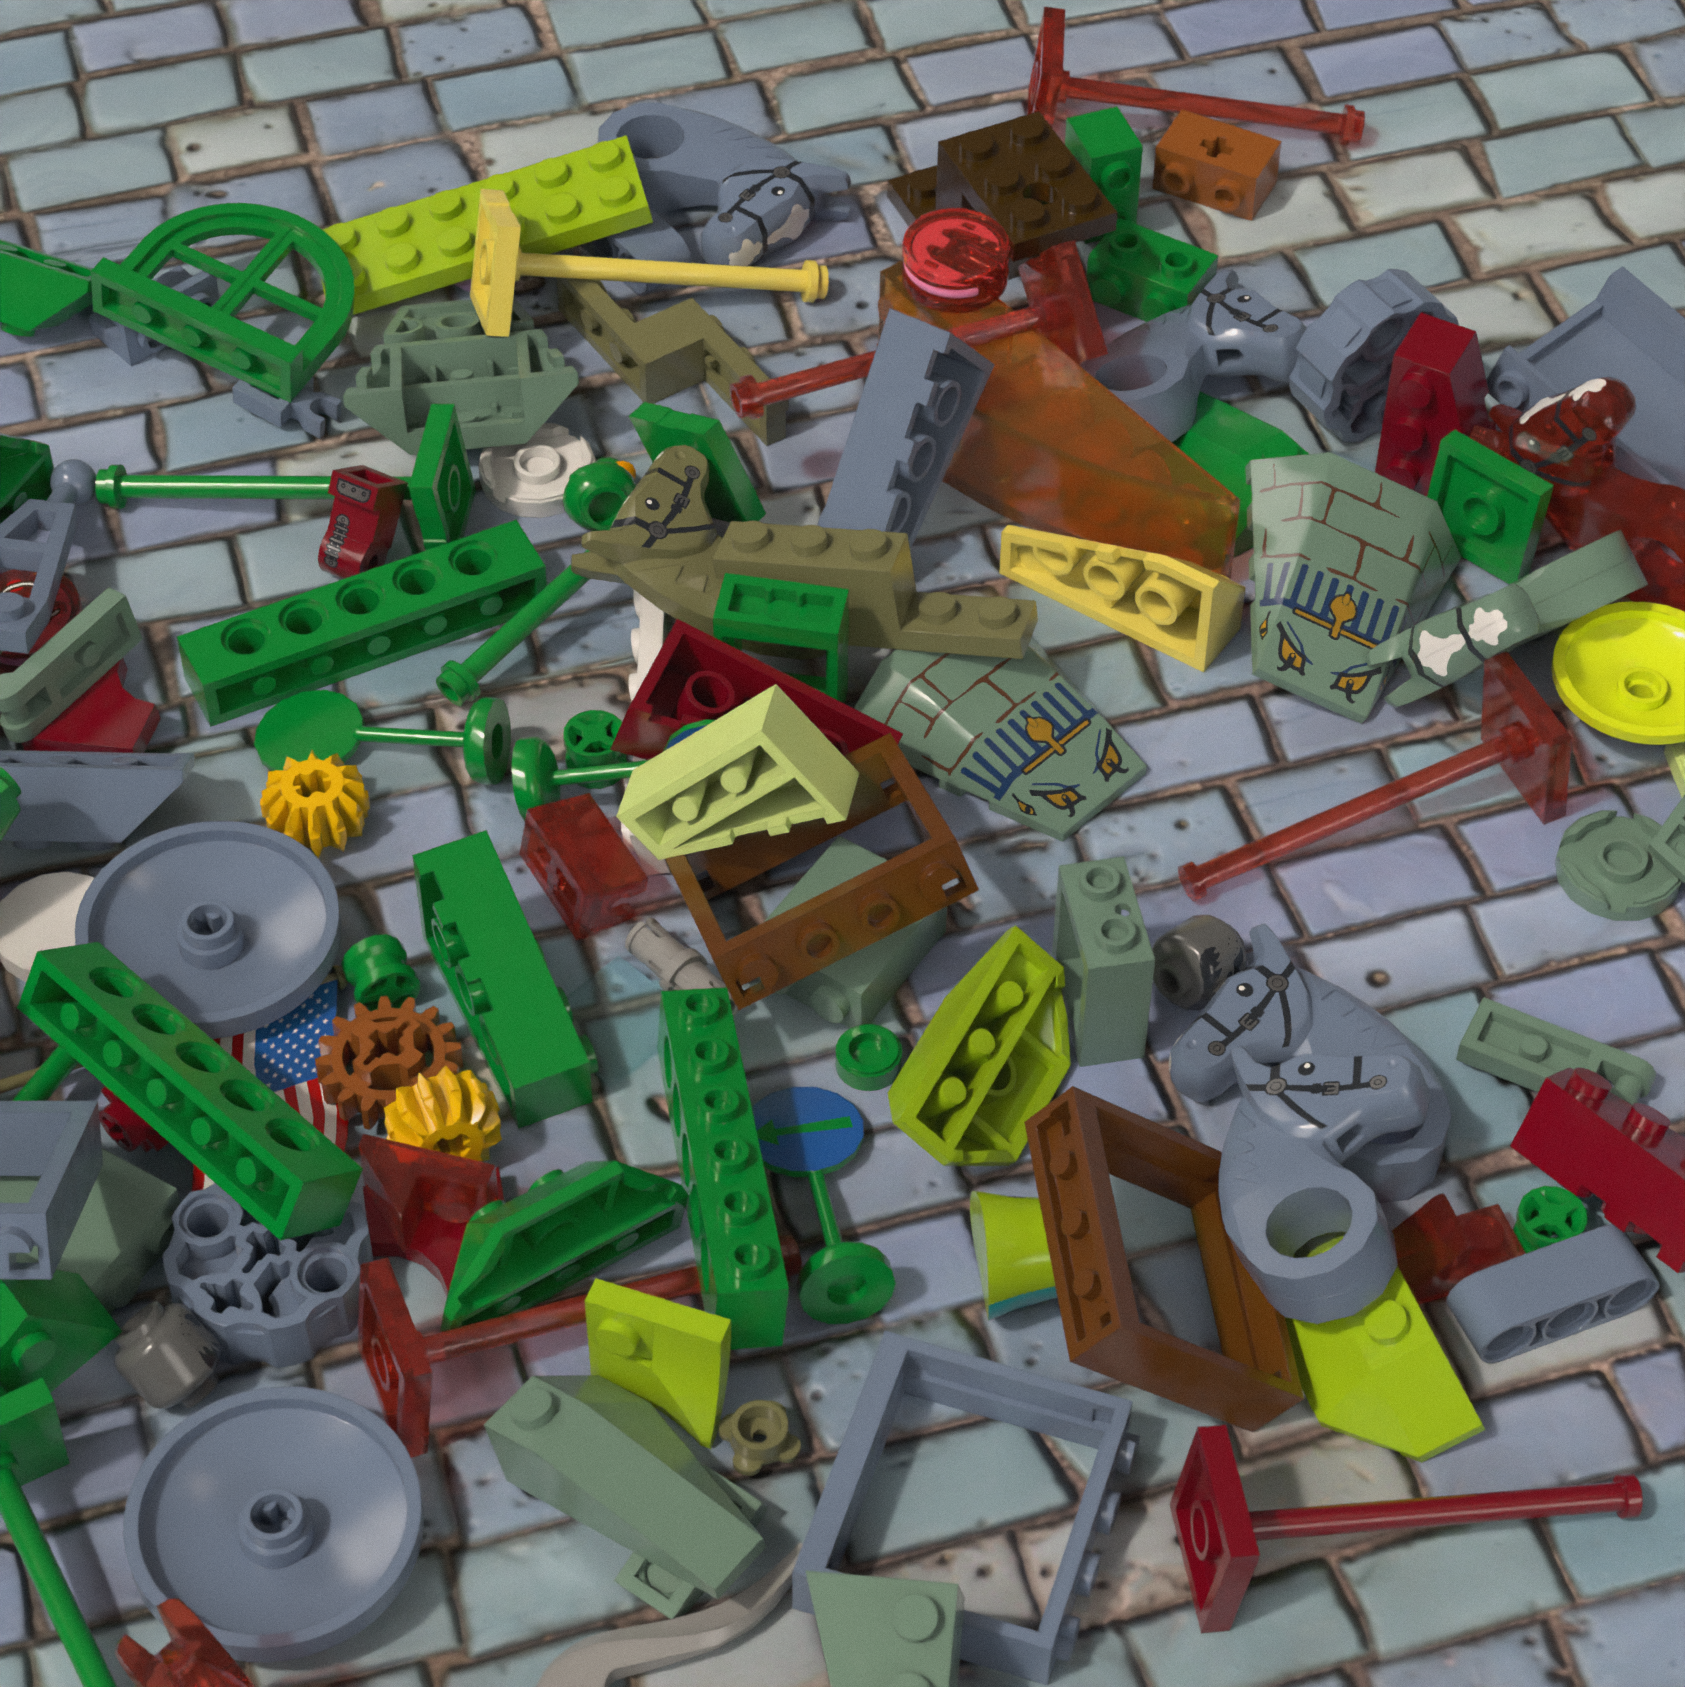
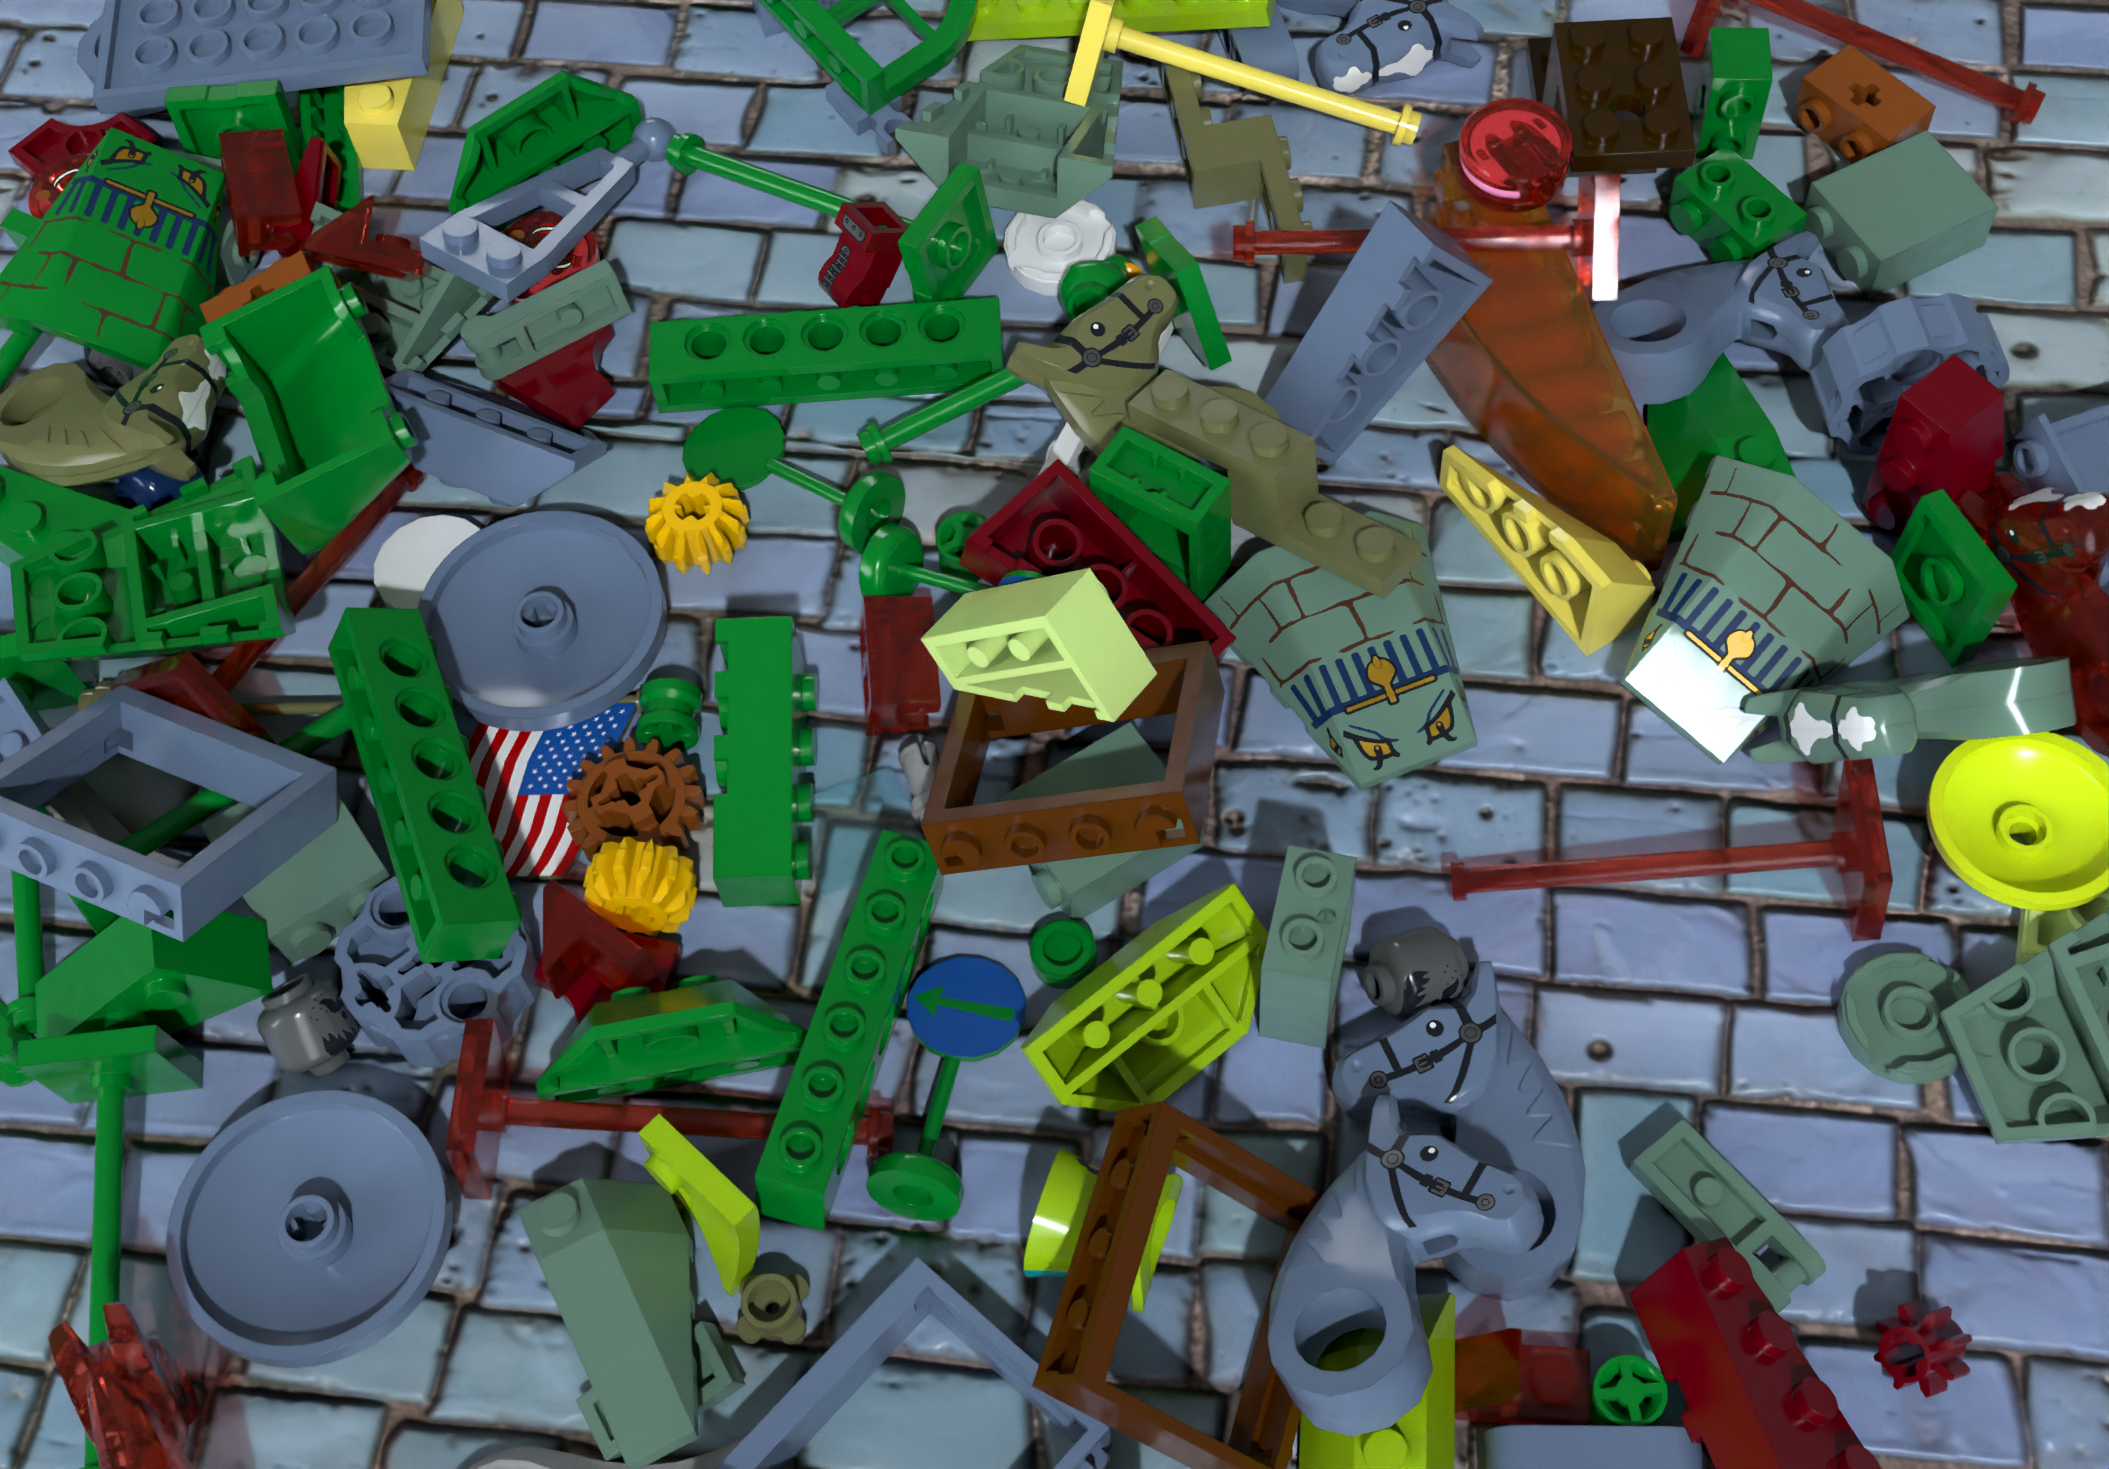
camera: 30 degrees right, 10 degrees up
(1291, 237) = (1898, 214): none -> sand green brick

